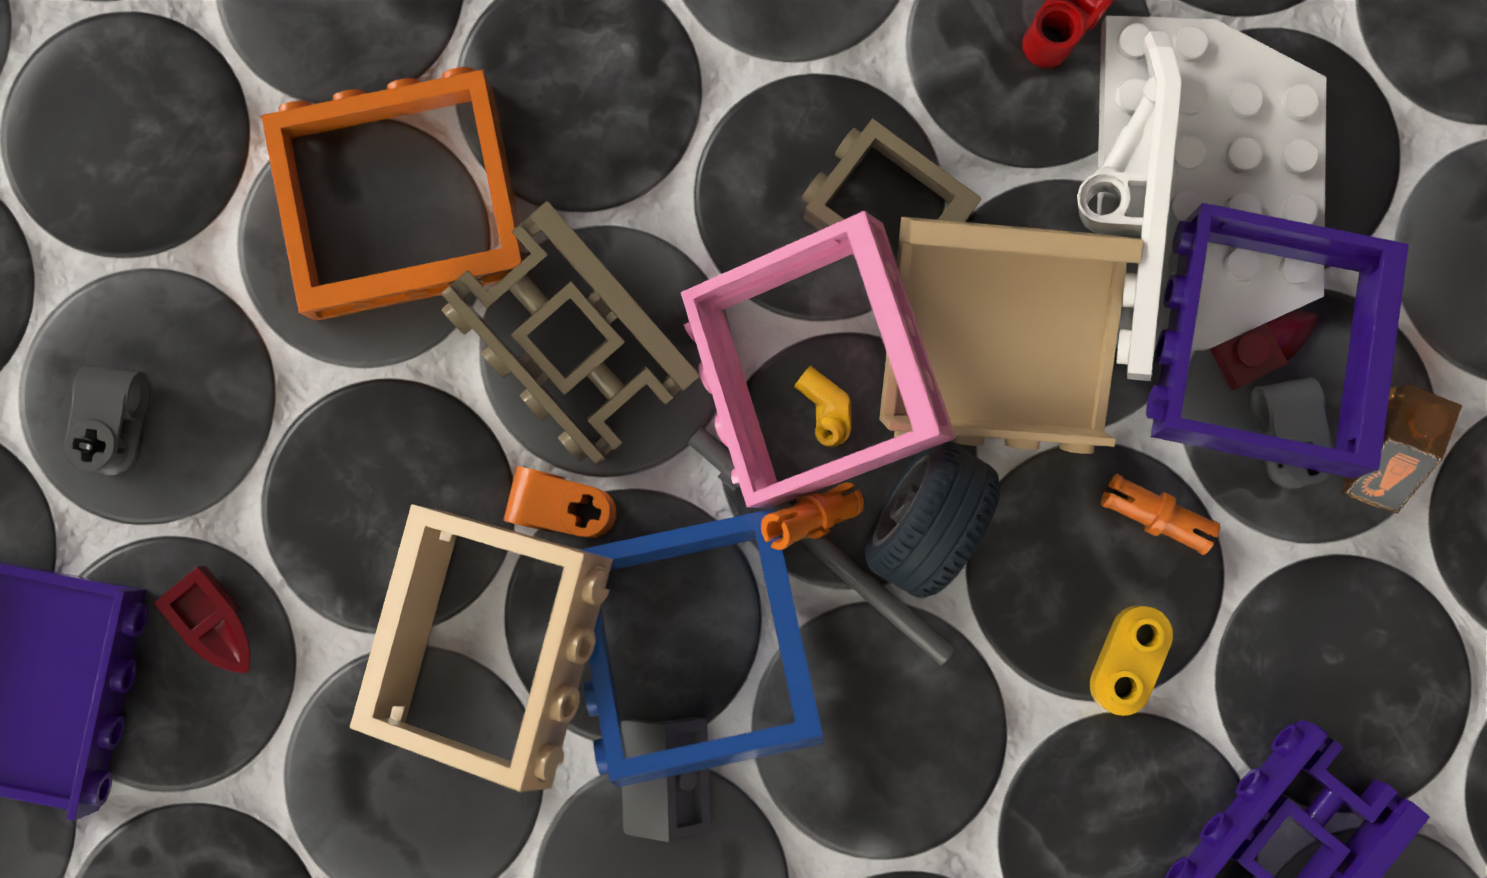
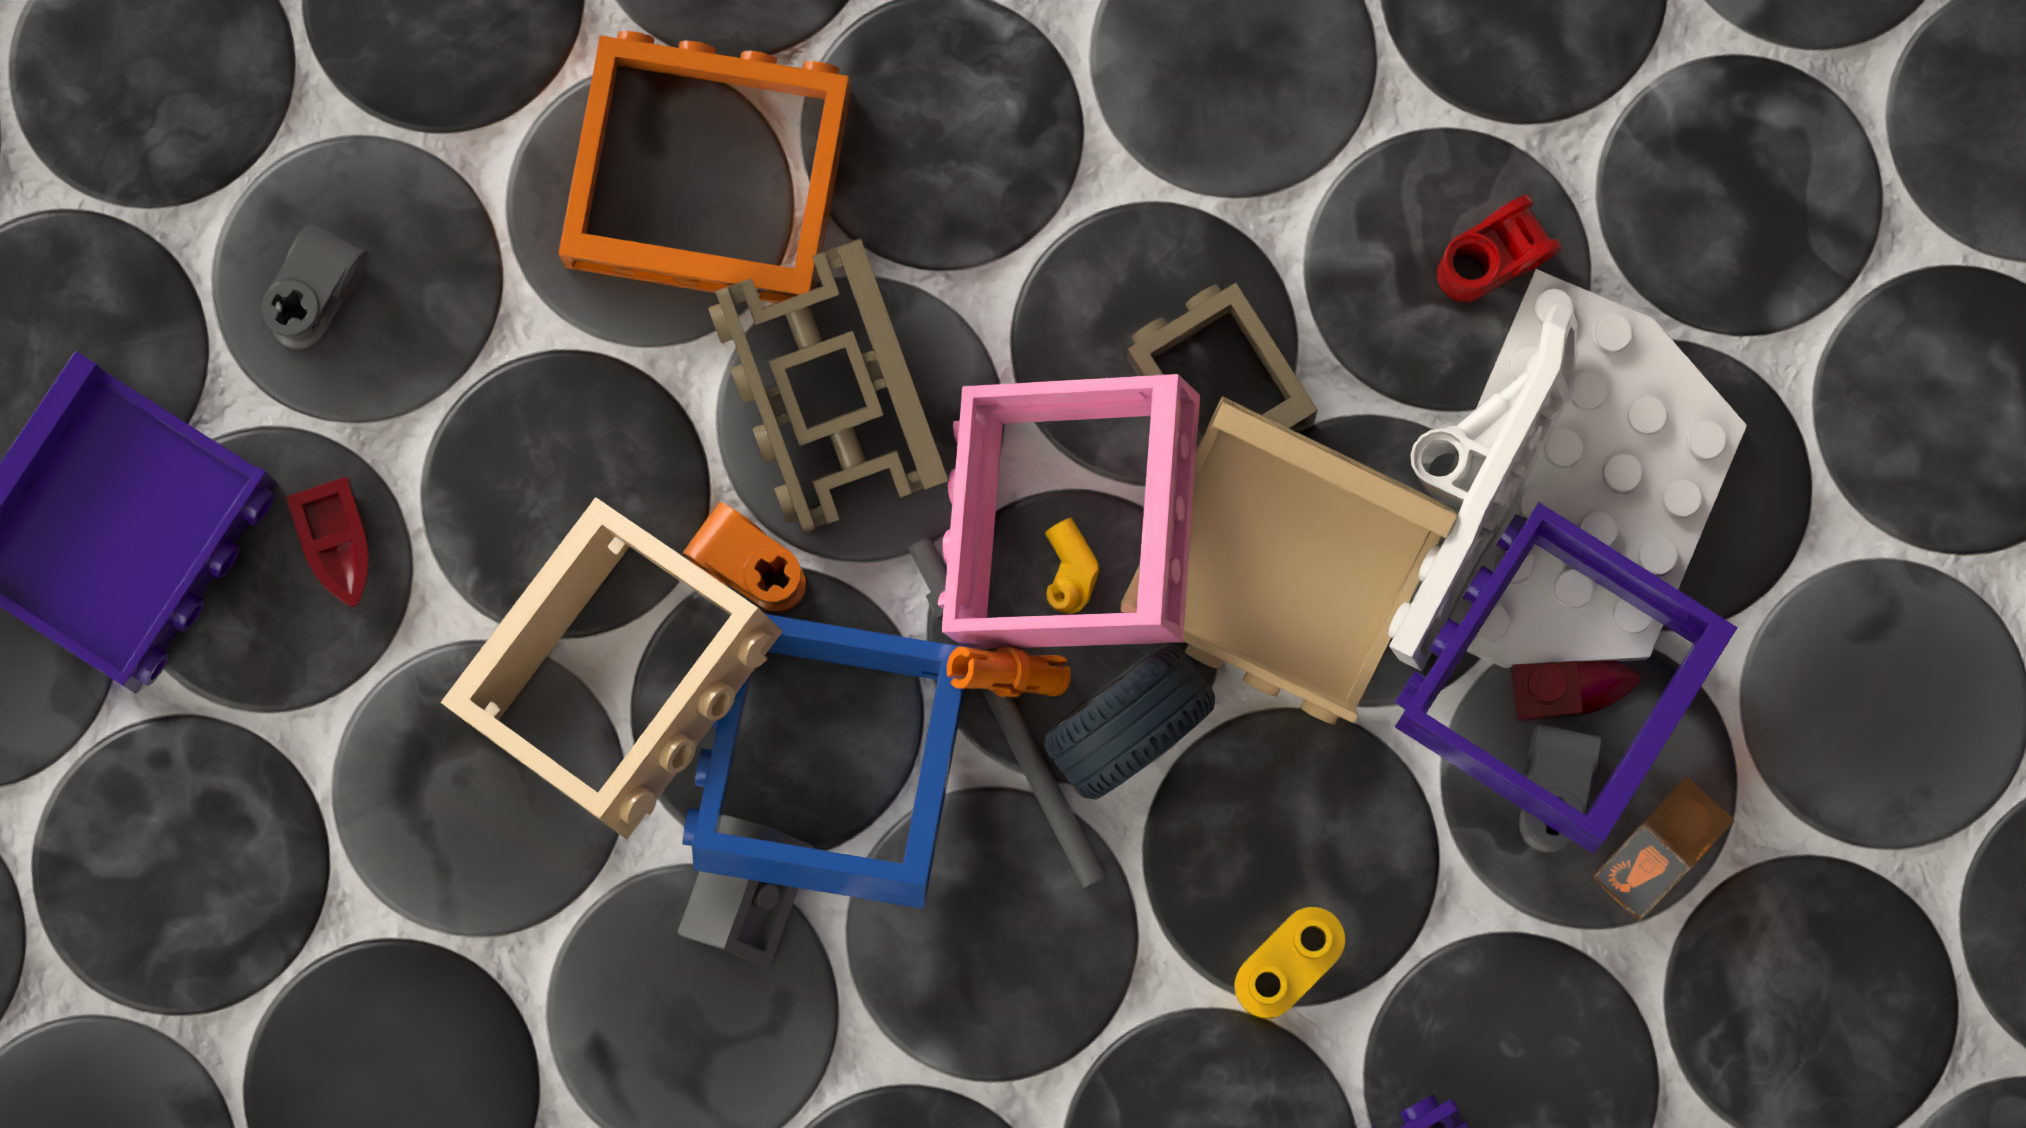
camera: 25 degrees right, 5 degrees down
(1160, 514) = (1381, 819): orange pin -> none

